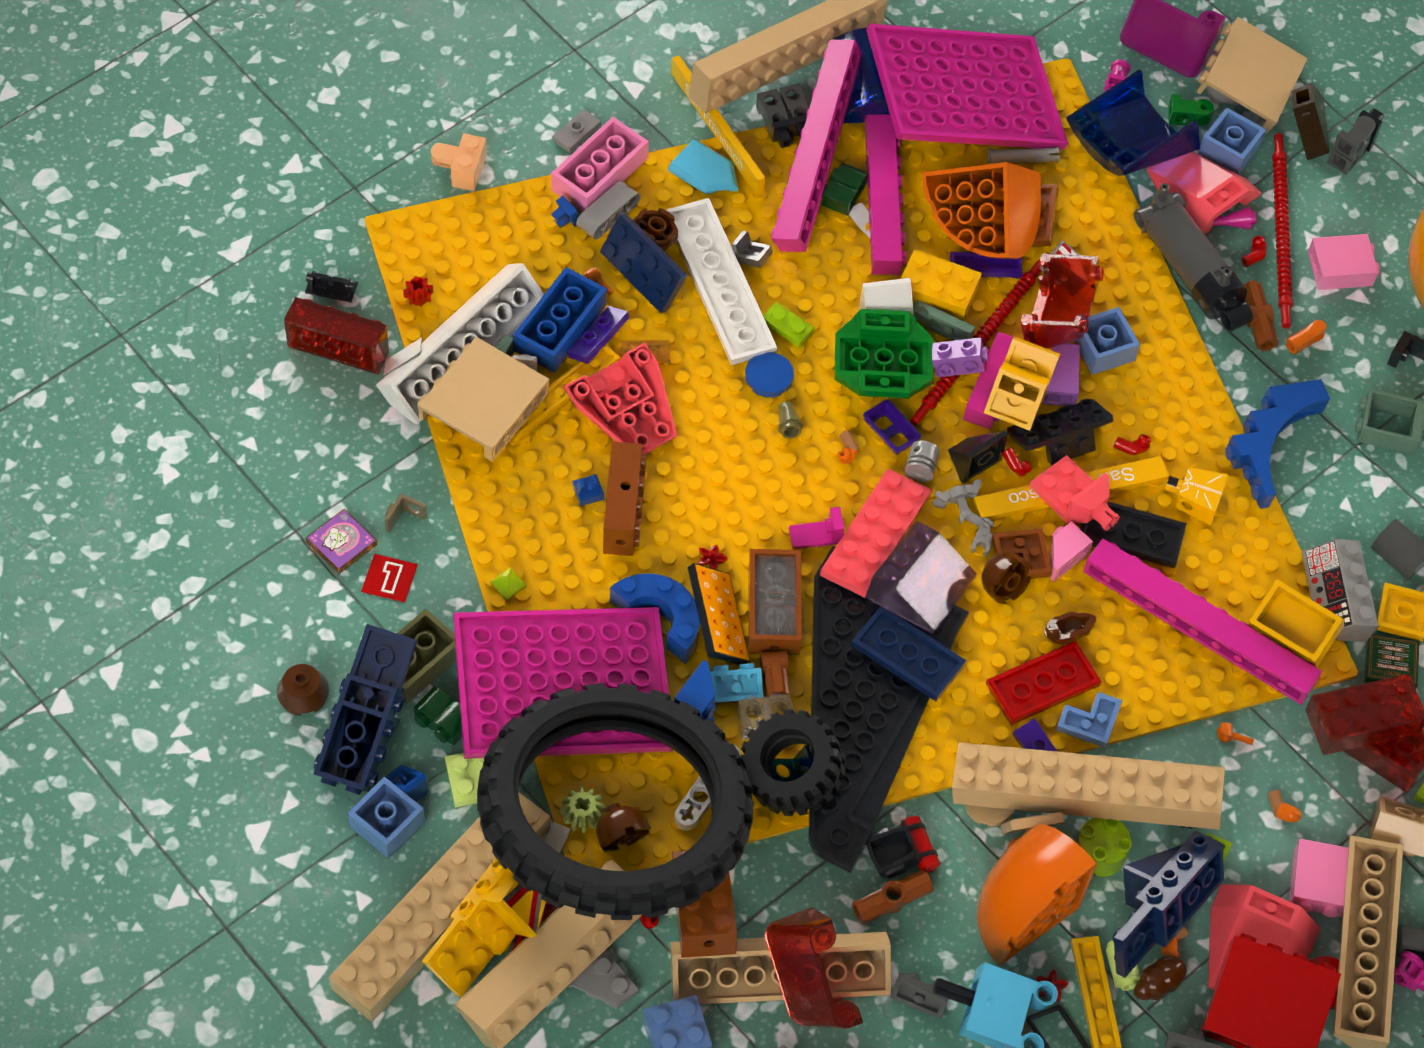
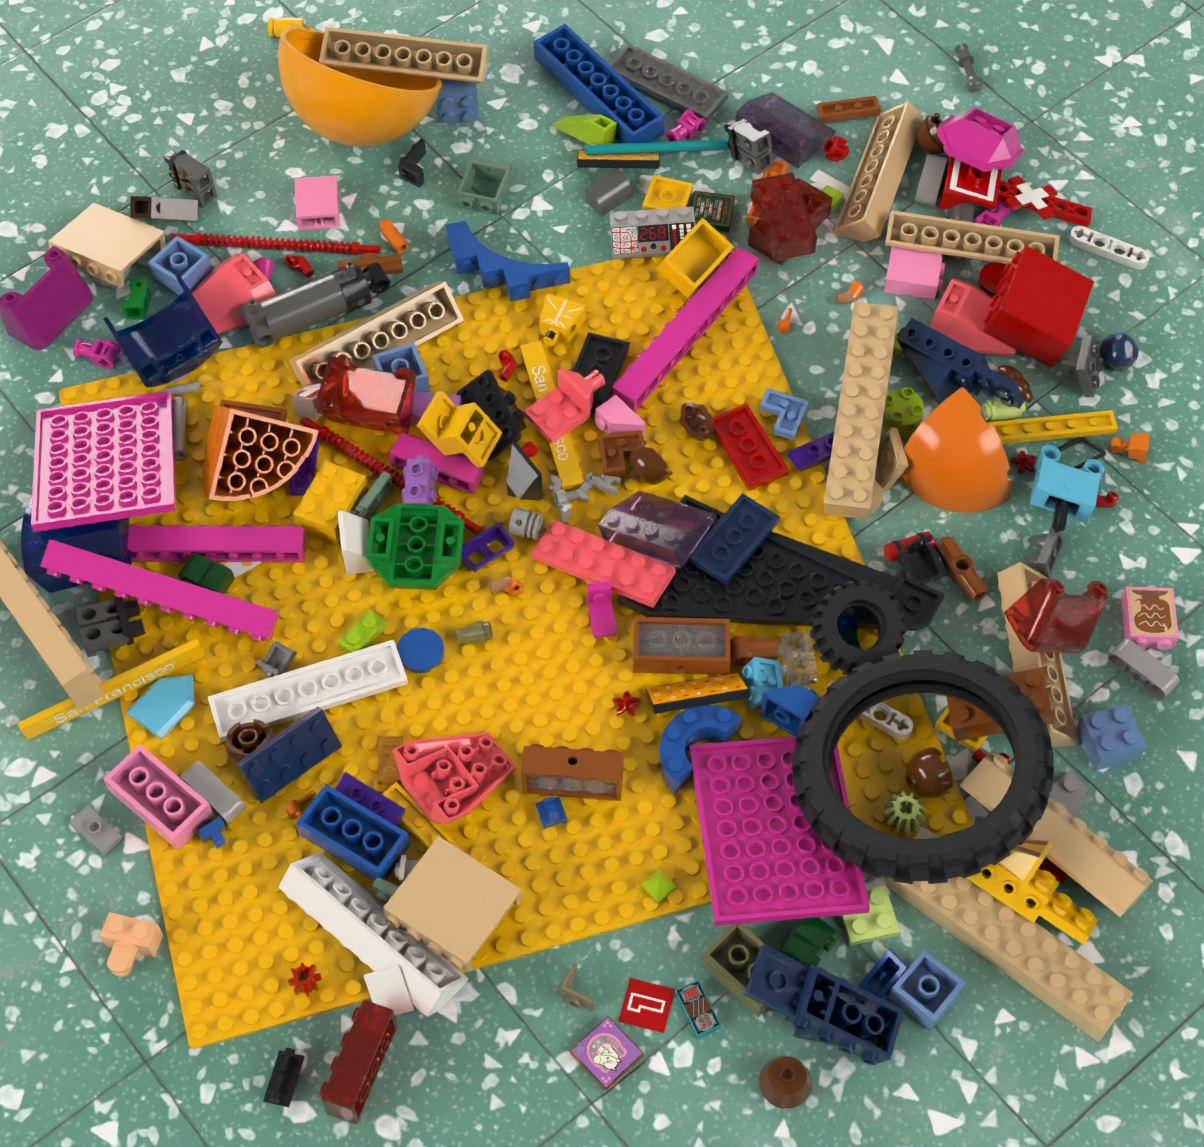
camera: 85 degrees left, 0 degrees up
(386, 616) = (697, 1009): none -> tile
(1074, 156) = (182, 389): none -> light grey piece
(1159, 325) = (403, 323): none -> tan slope

